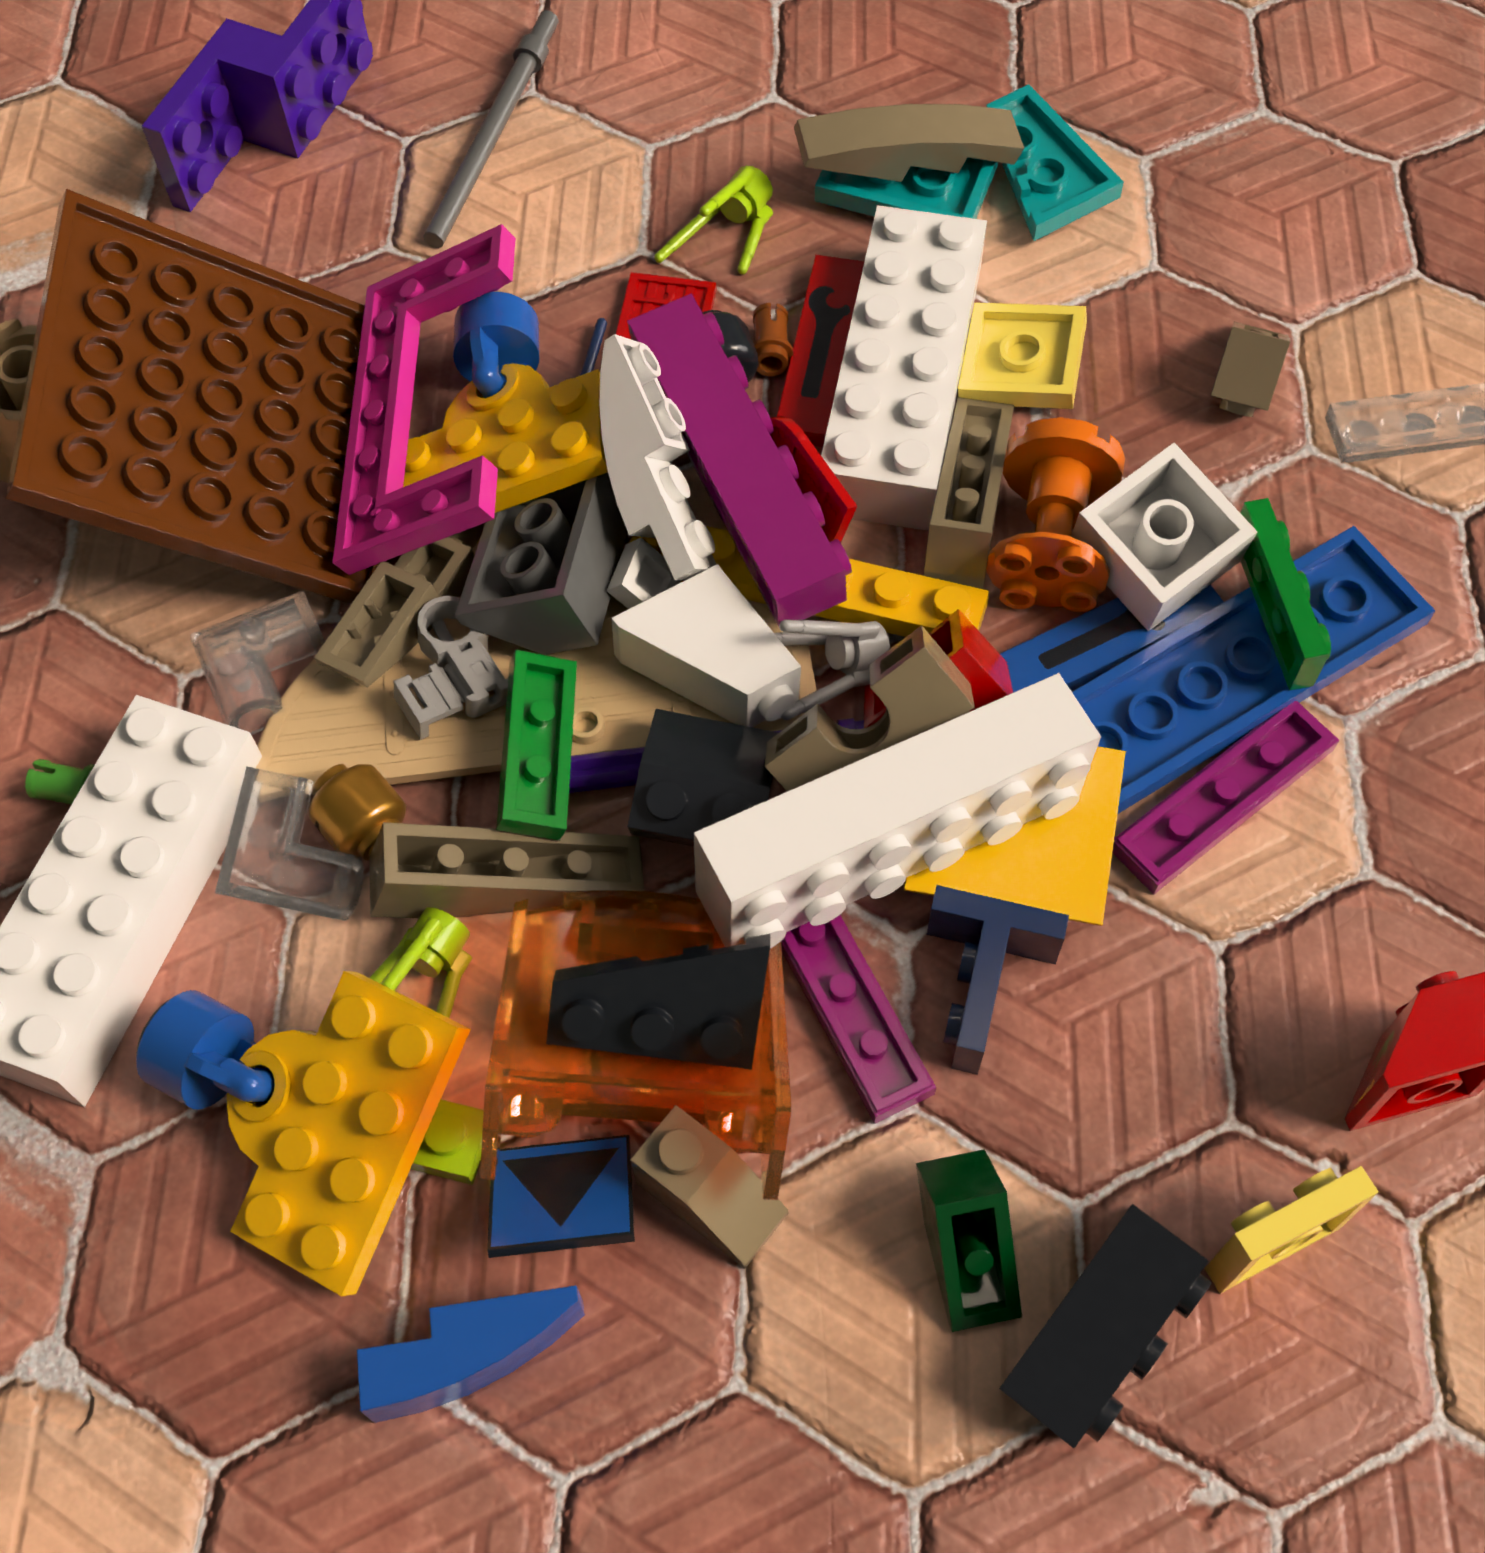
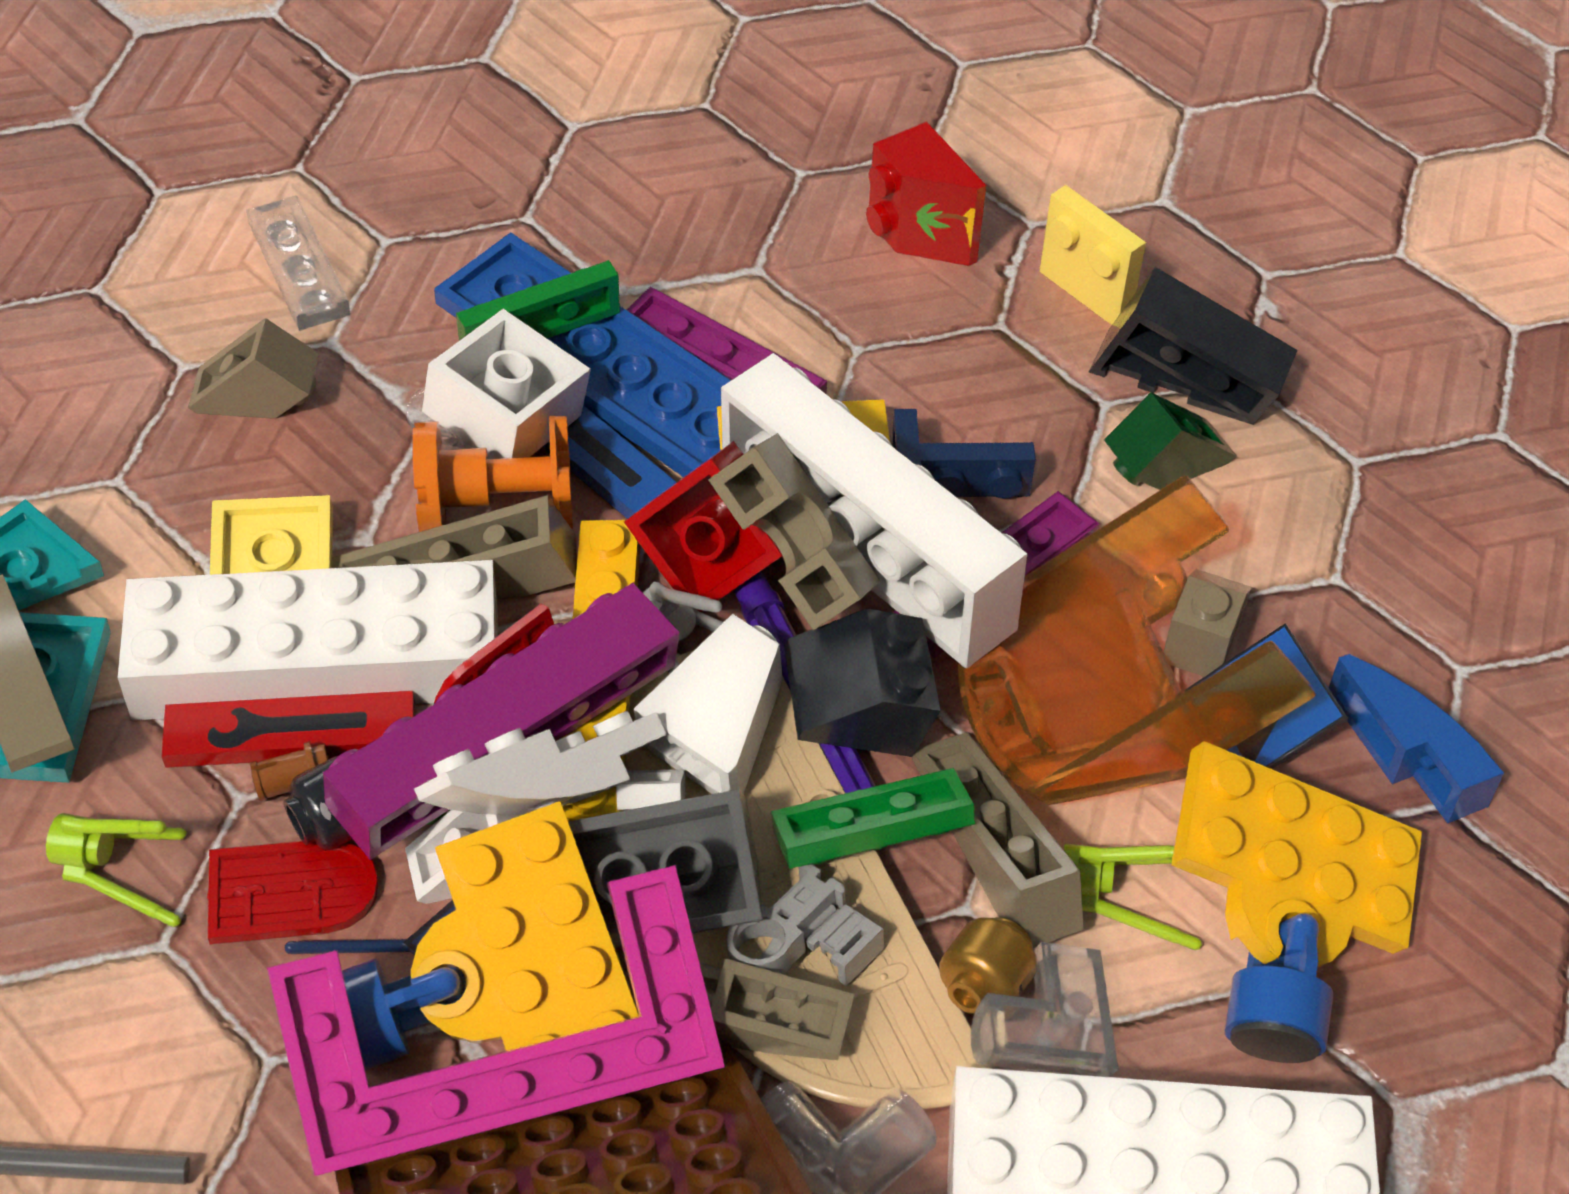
camera: 110 degrees left, 10 degrees down
(669, 1007) = (1099, 658): black wing -> none

